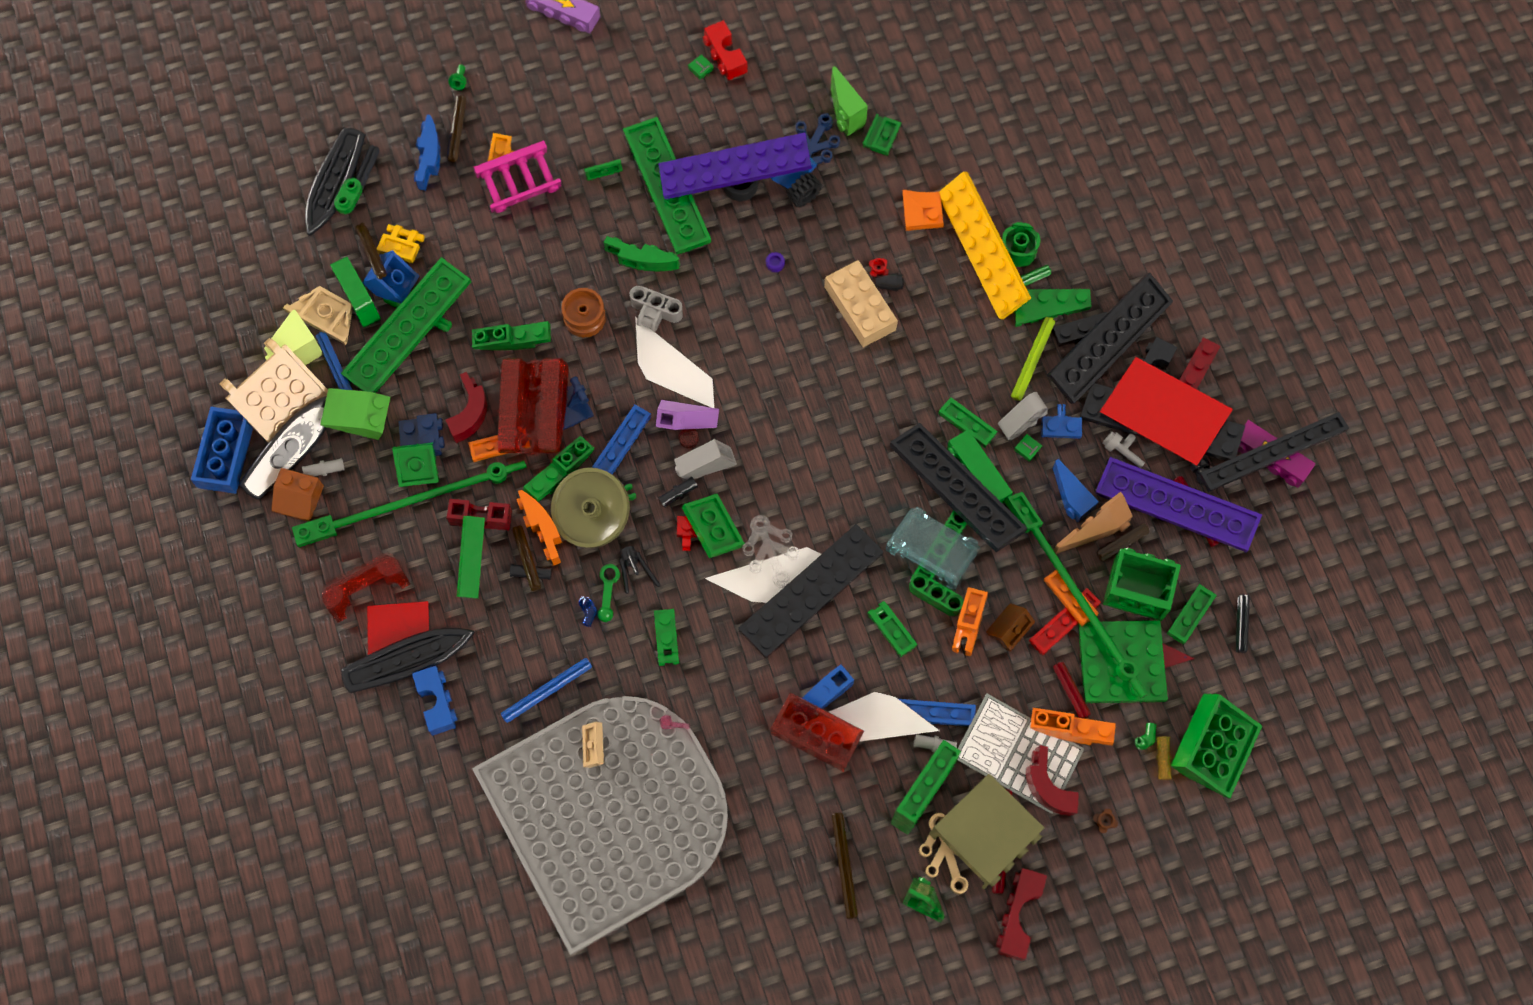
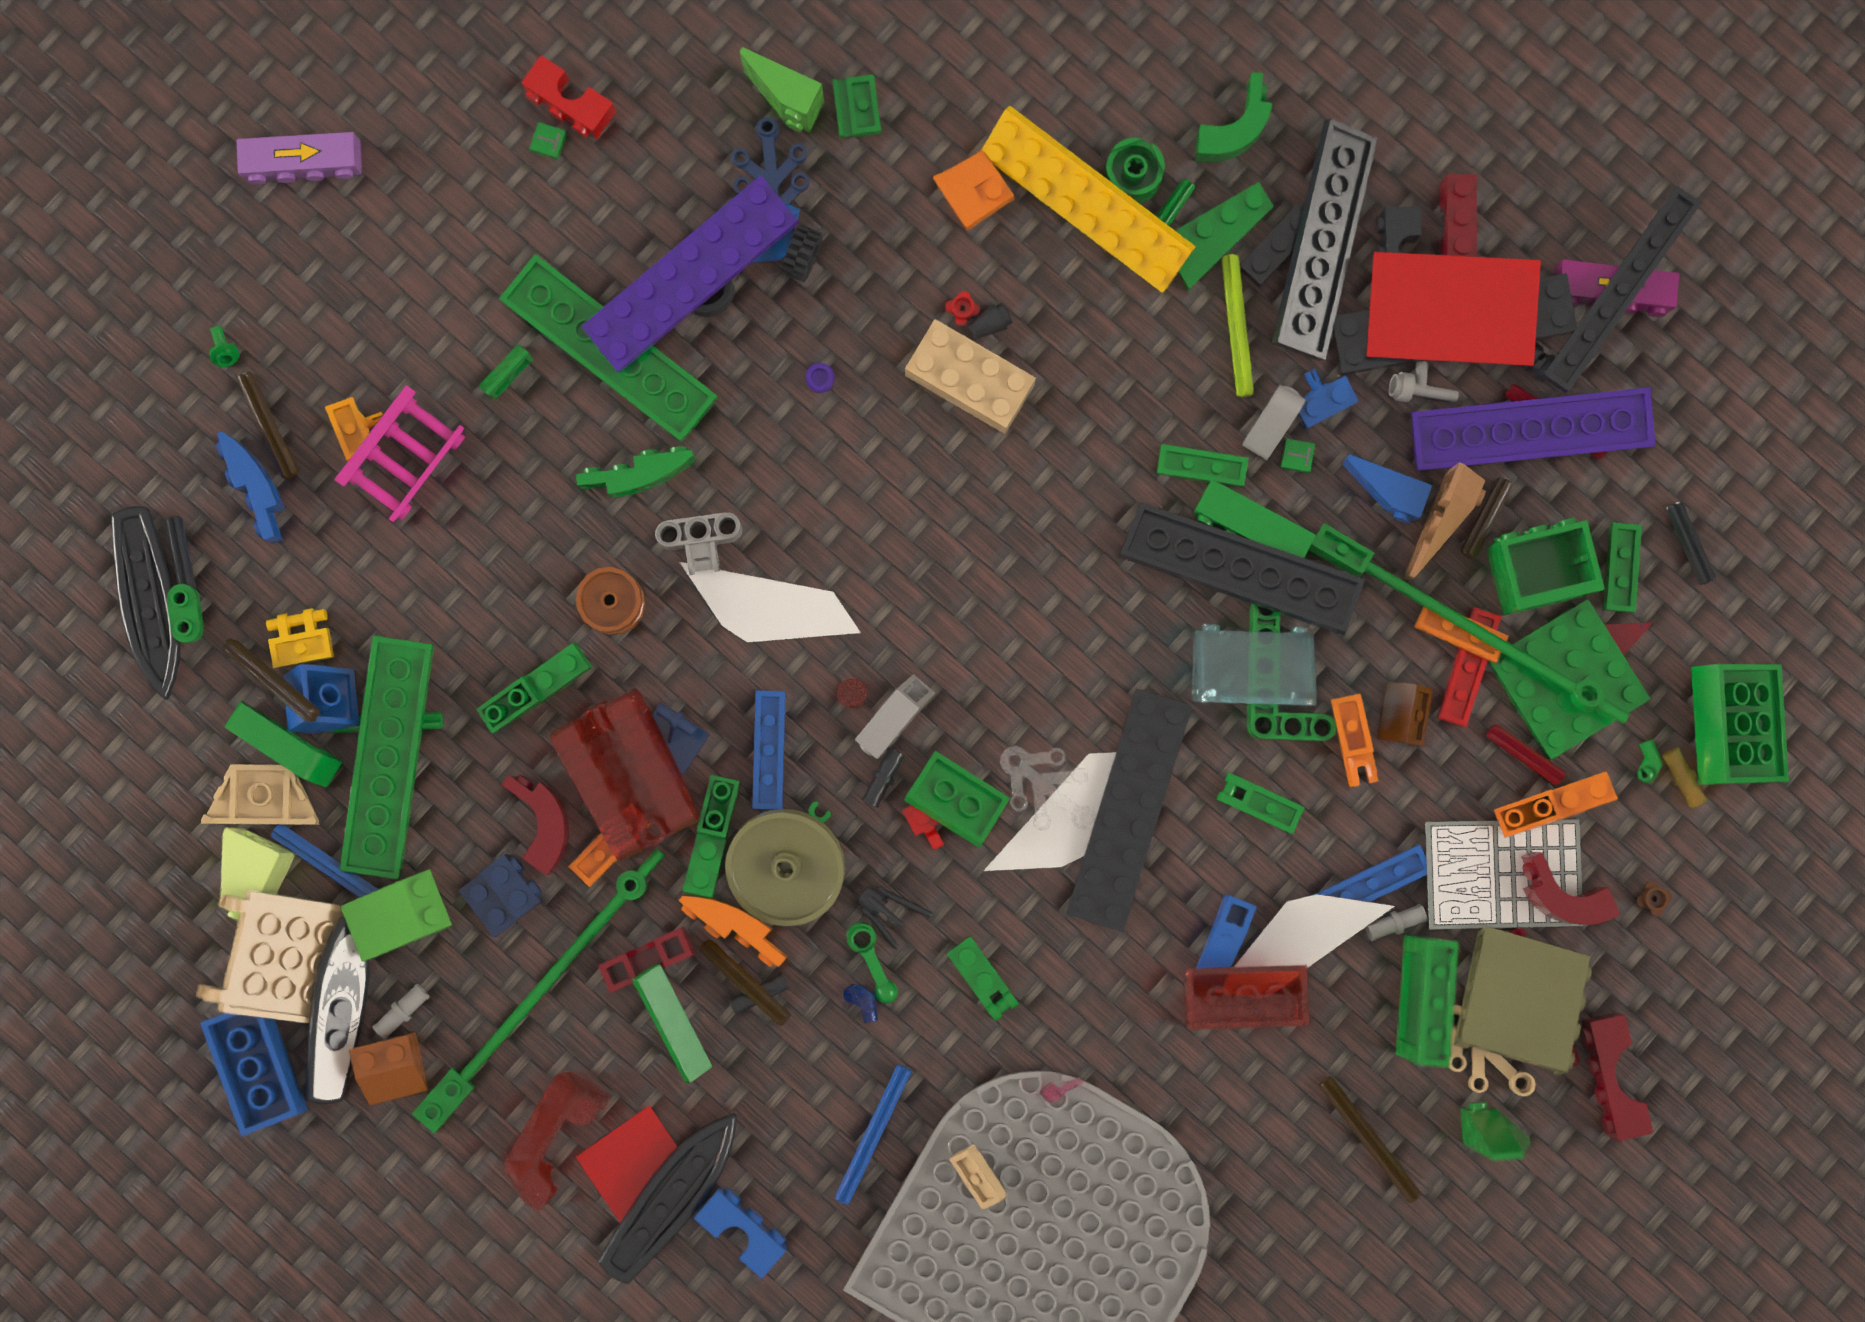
camera: 30 degrees left, 15 degrees up
(415, 464) = (521, 939): green plate -> none
(685, 416) = (830, 671): medium lavender slope -> none
(1092, 259) = (1229, 141): none -> green arch

